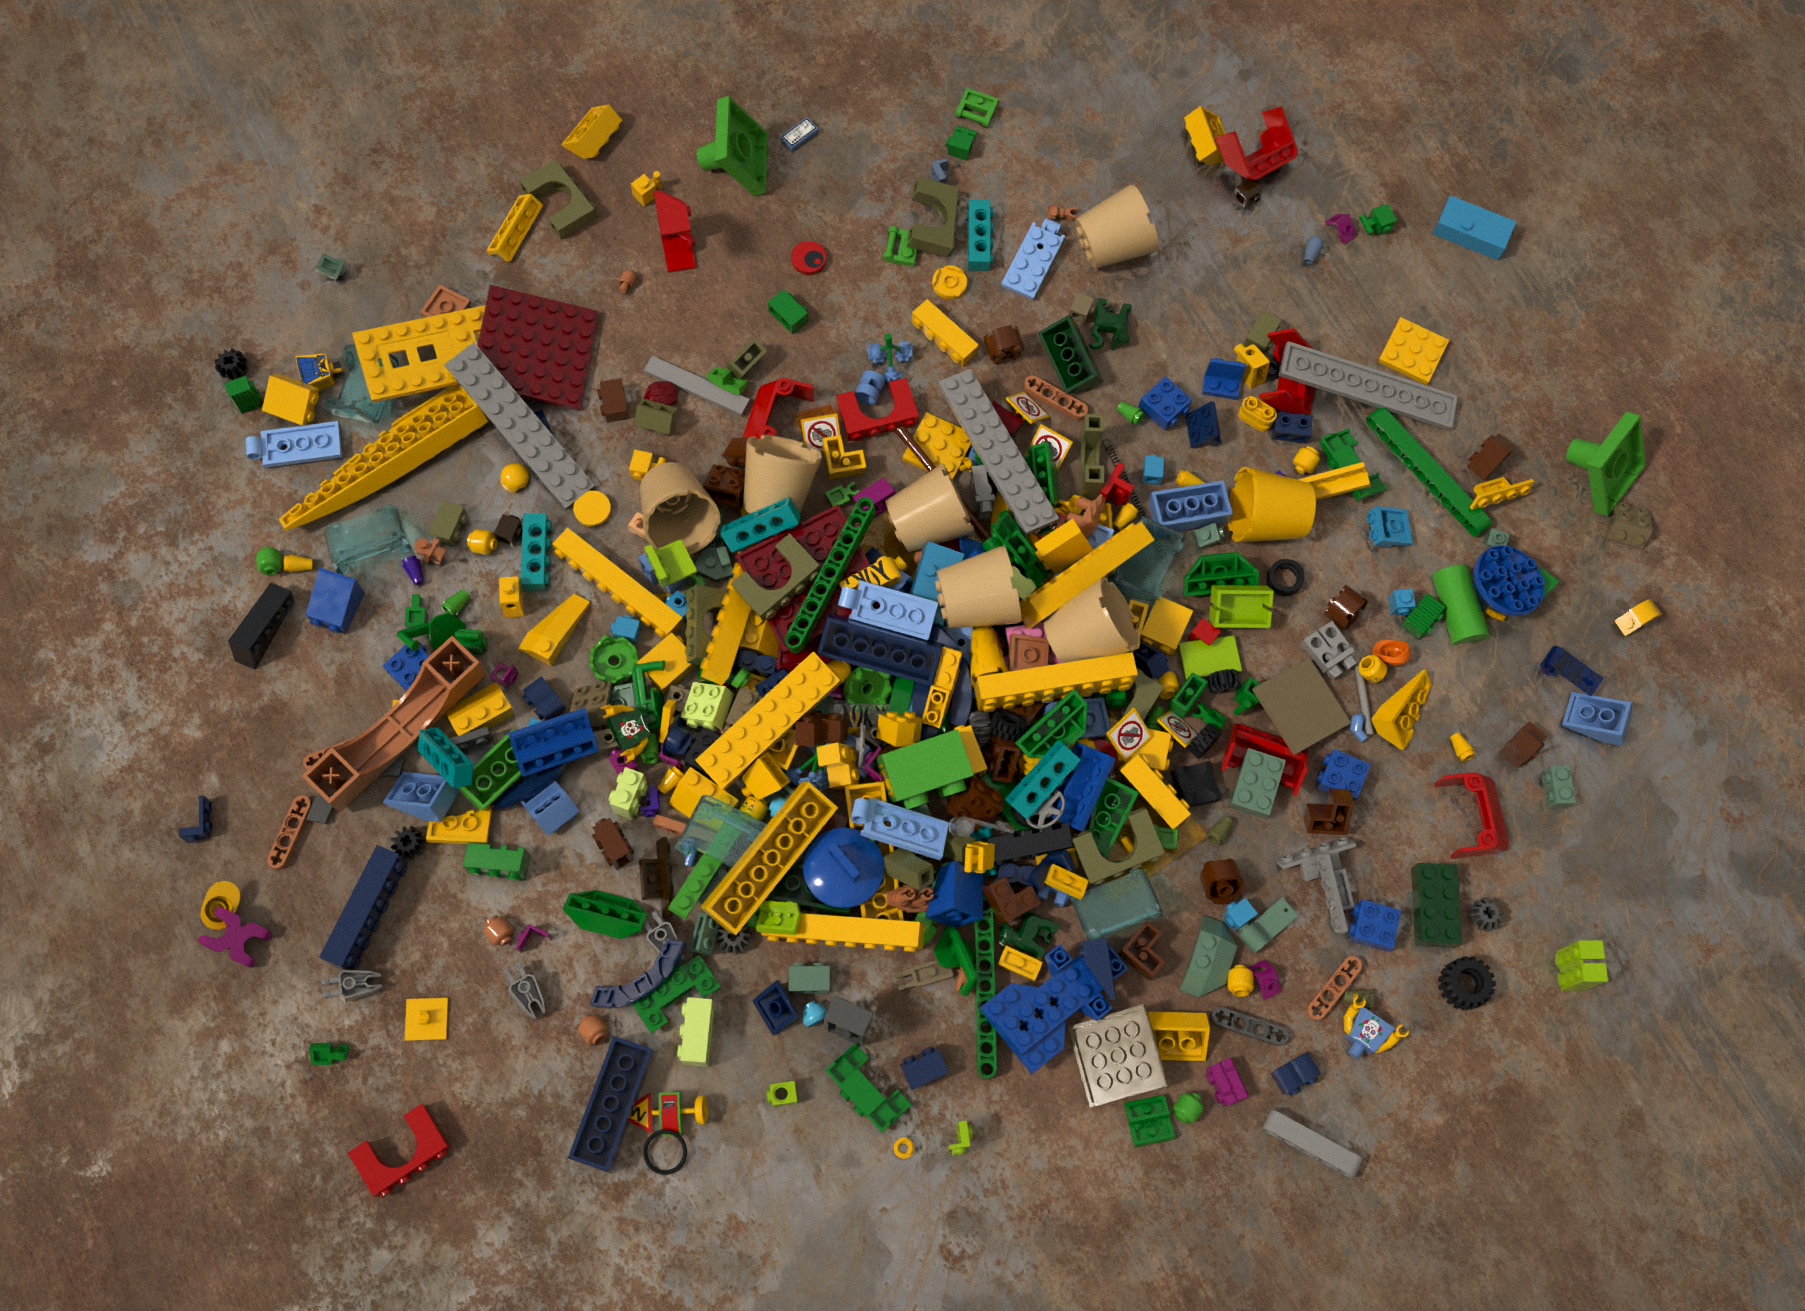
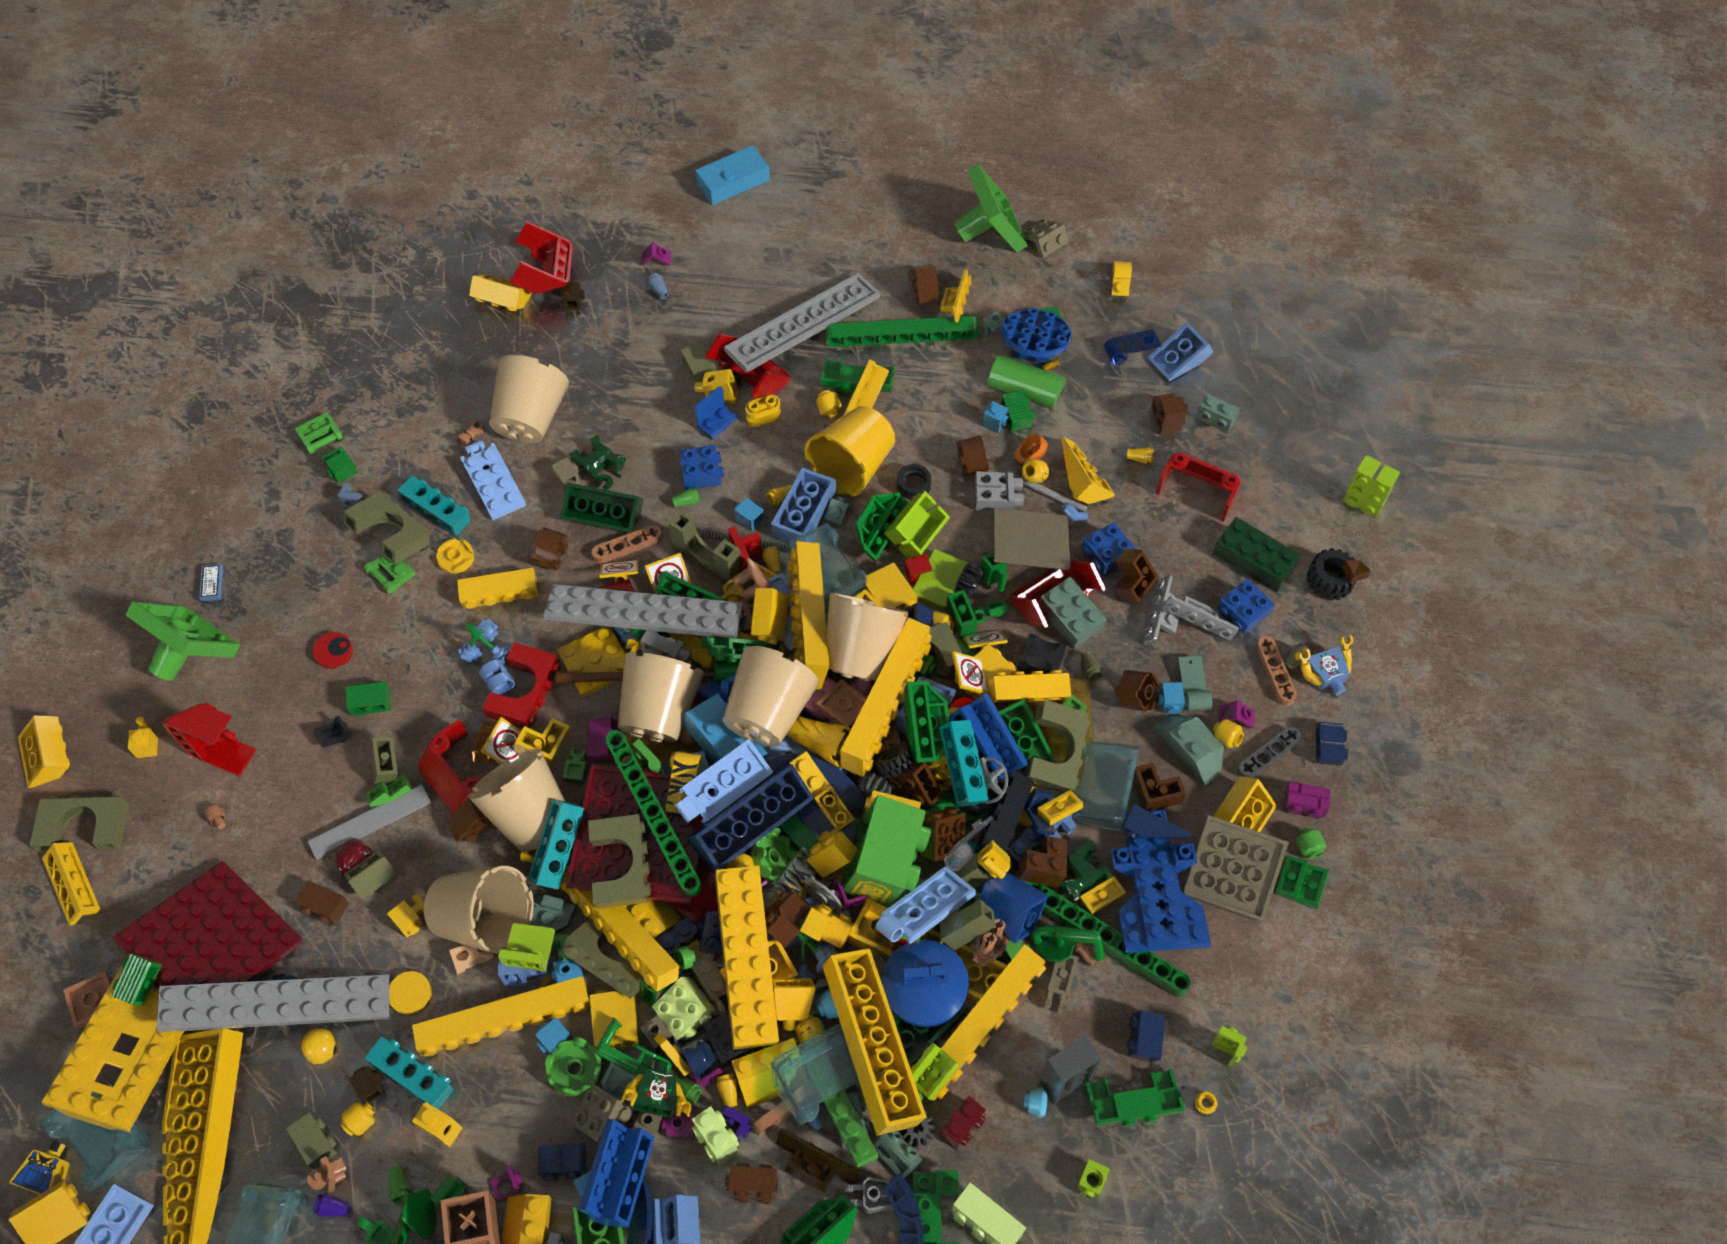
camera: 50 degrees left, 10 degrees down
(470, 323) = (136, 979): none -> green brick
(551, 634) = (500, 1109): yellow wedge -> none
(725, 485) = (488, 851): reddish brown brick -> none
(743, 308) = (332, 733): none -> black bracket
(760, 968) = (963, 1122): none -> dark red brick
(776, 1008) = (1009, 1132): dark blue slope -> none
(809, 979) = (1002, 1084): sand green brick -> none
(873, 543) = (646, 757): none -> bright green plate
(1203, 426) = (742, 453): dark blue bracket -> none
(1204, 740) = (1009, 626): black tyre -> none
(1292, 427) = (794, 395): dark blue brick -> none
(1312, 1144) = (1395, 769): light grey beam -> none
(1380, 219) = (673, 228): green brick -> none
(1389, 527) = (927, 385): dark azure plate -> none
(1413, 351) = (797, 278): yellow plate -> none
(1479, 999) = (1356, 570): none -> reddish brown slope
(1489, 908) = (1285, 526): dark grey gear -> none

